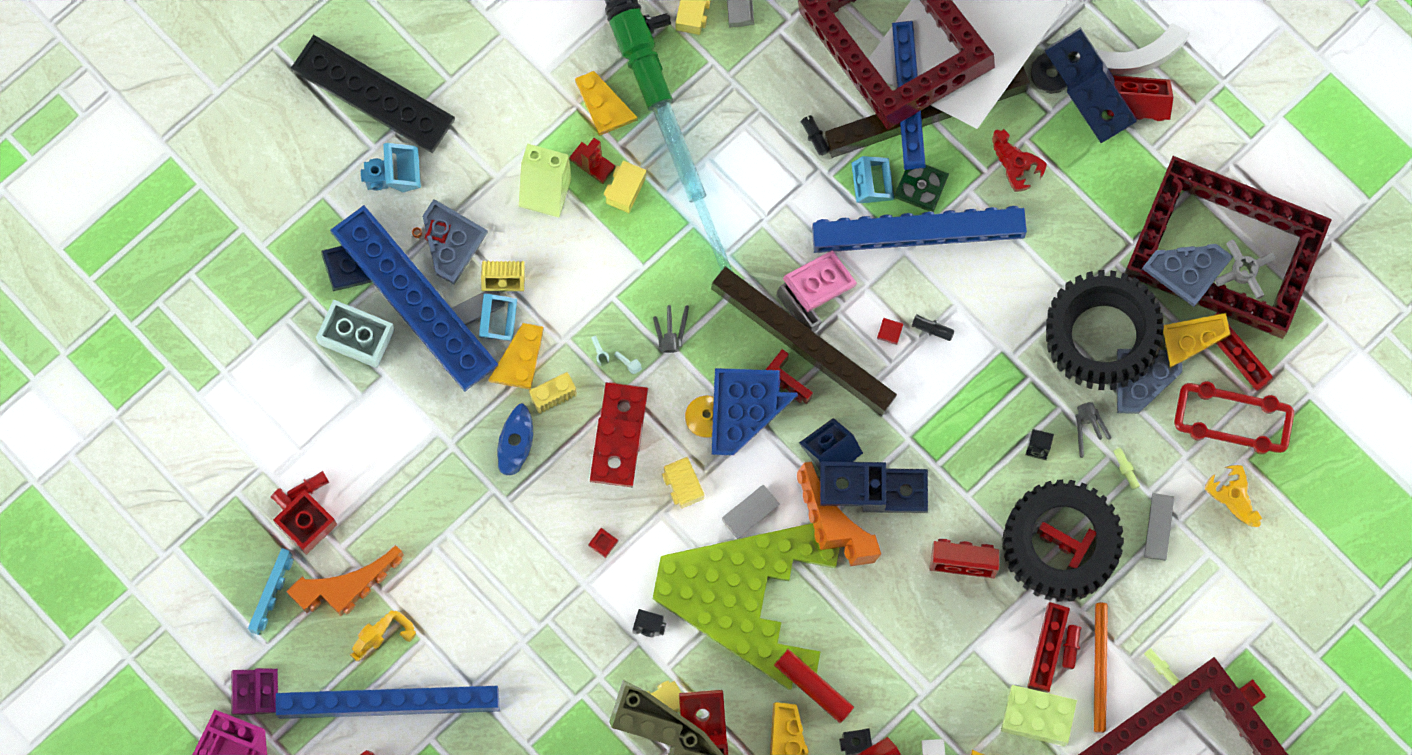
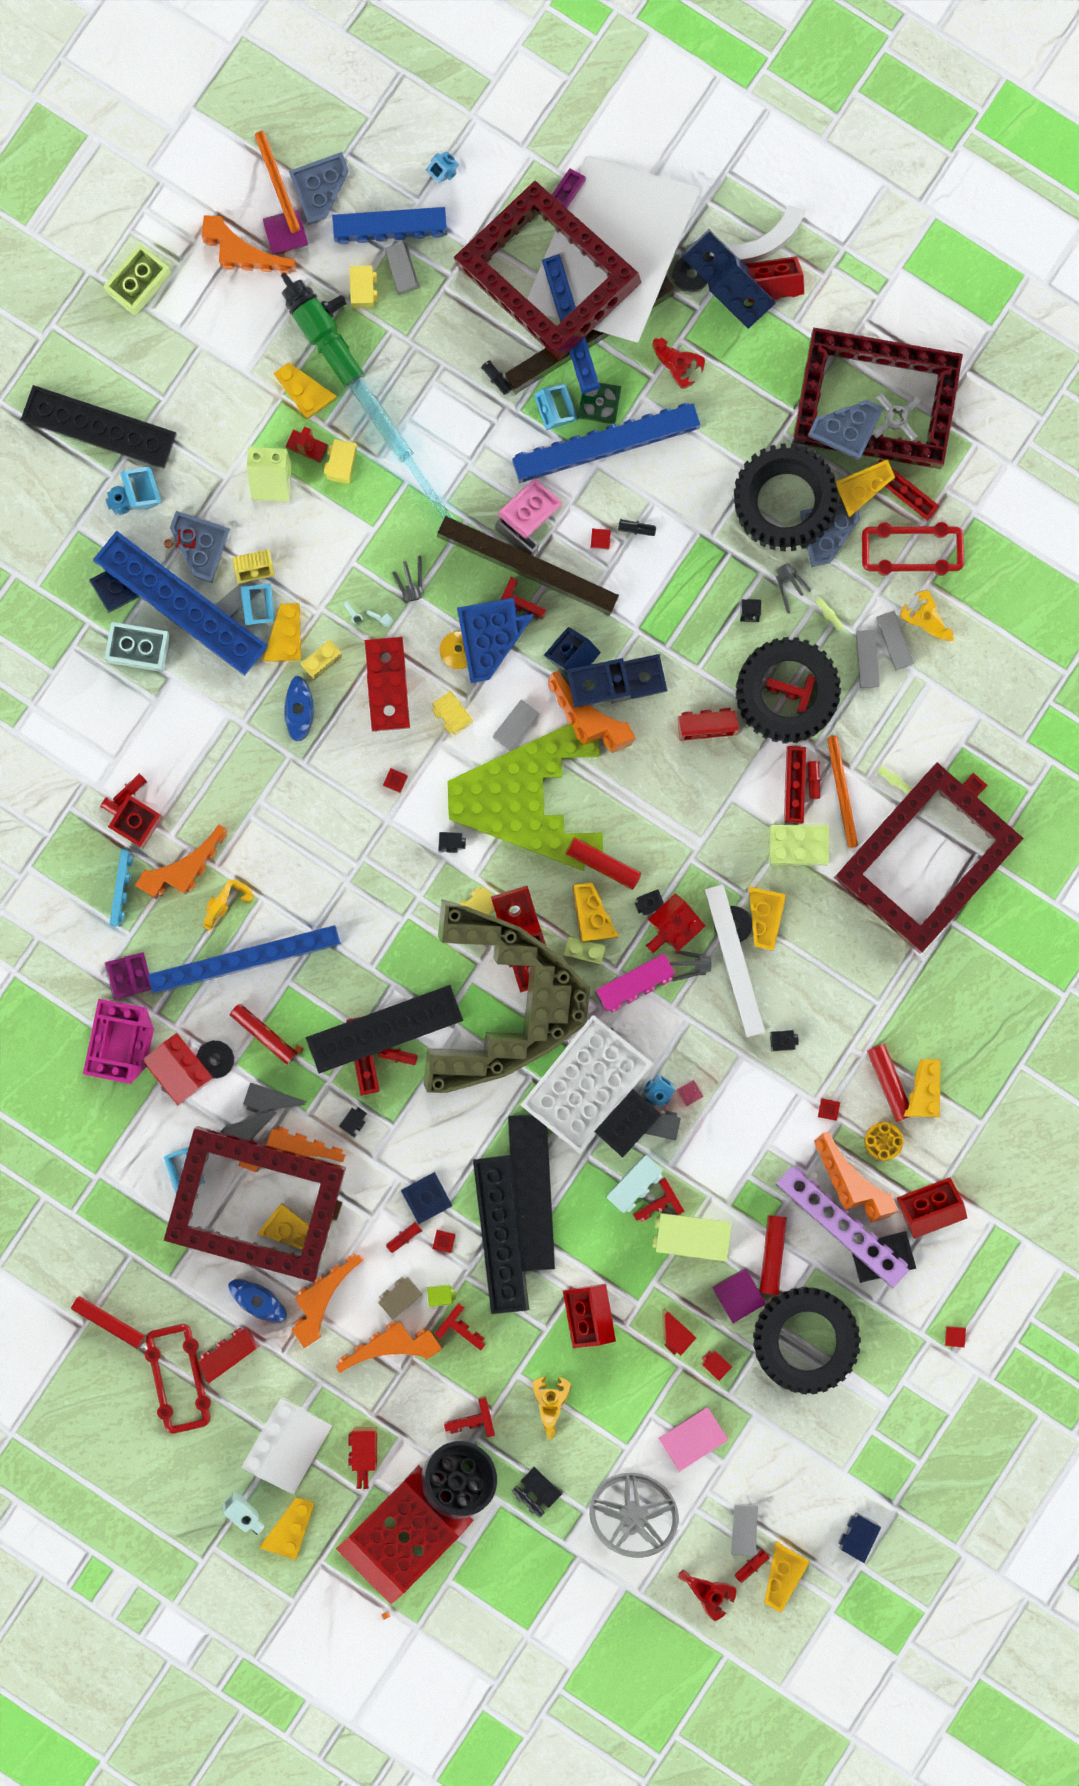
camera: 15 degrees left, 10 degrees up
(1194, 513) = (895, 640): none -> light grey tile

